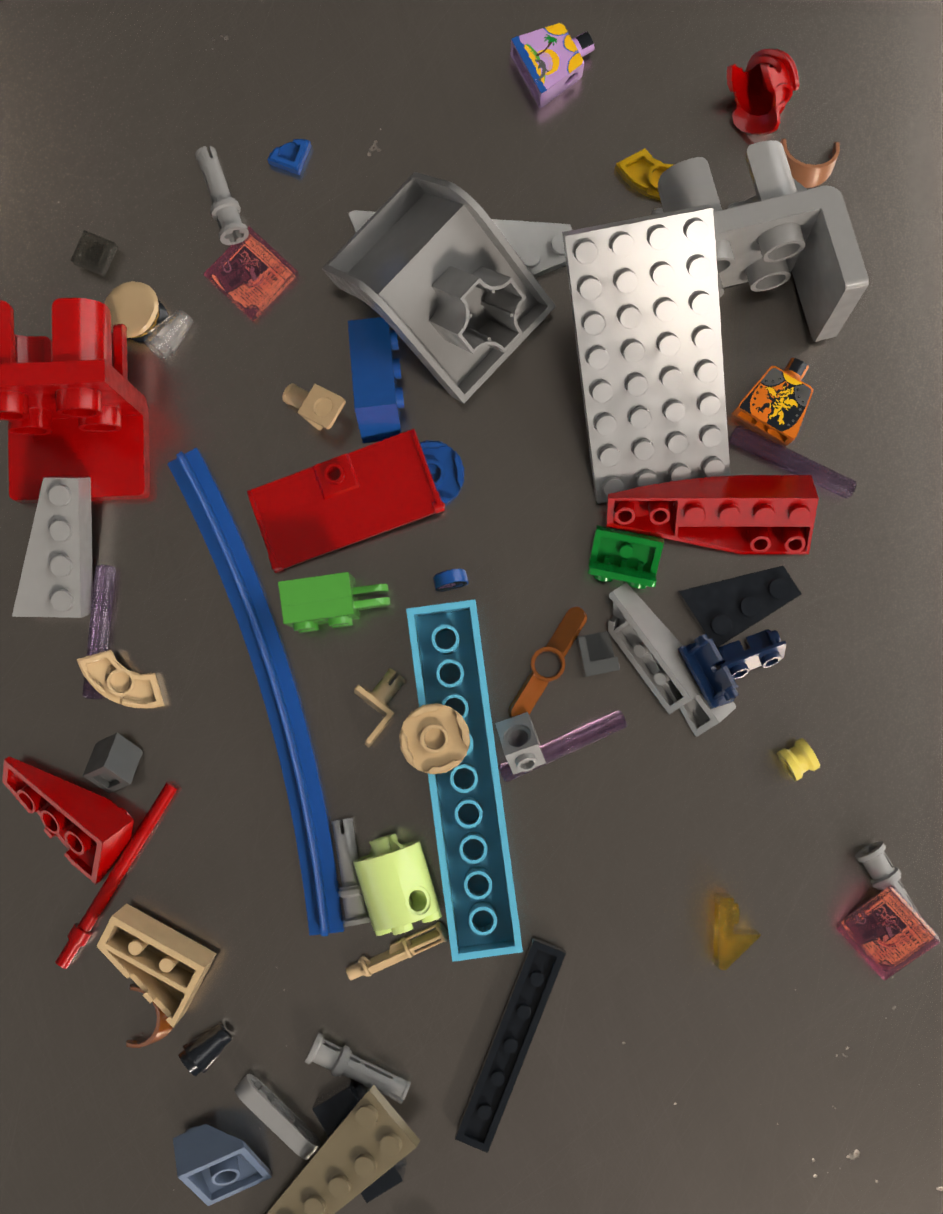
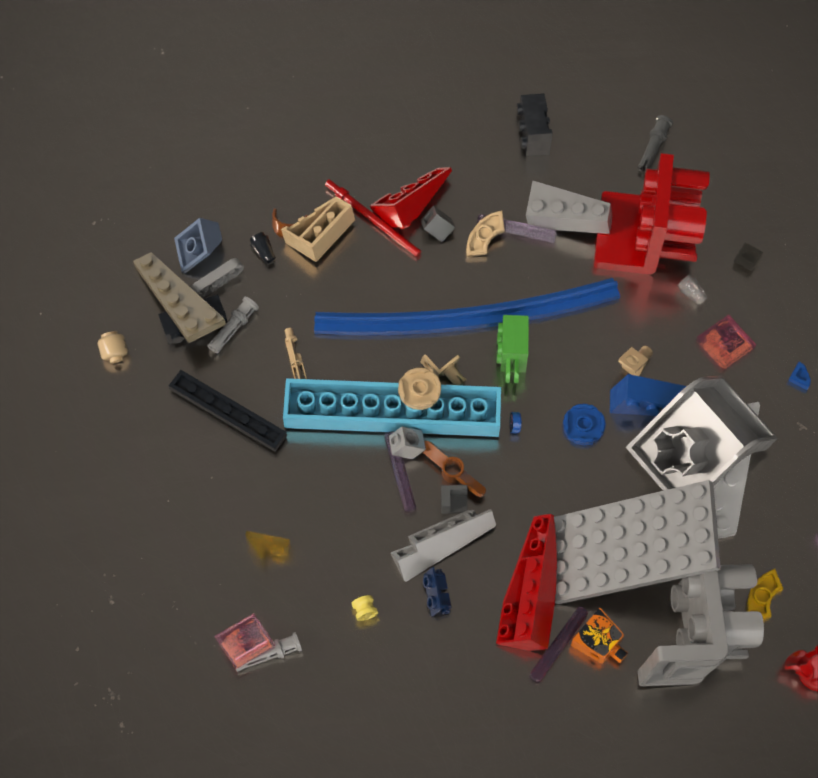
camera: 95 degrees right, 20 degrees down
(136, 308) = (709, 272): tan piece -> none
(224, 207) = (768, 330): light grey pin -> none
(345, 500) = (574, 372): red door -> none
(350, 892) = (336, 339): light grey pin -> none
(396, 885) = (344, 358): yellowish green cylinder -> none
(625, 557) = (512, 526): green bracket -> none
(715, 685) = (424, 560): dark blue hinge -> none
(738, 603) = (471, 593): black wing -> none
(808, 174) = (753, 695): nougat helmet -> none

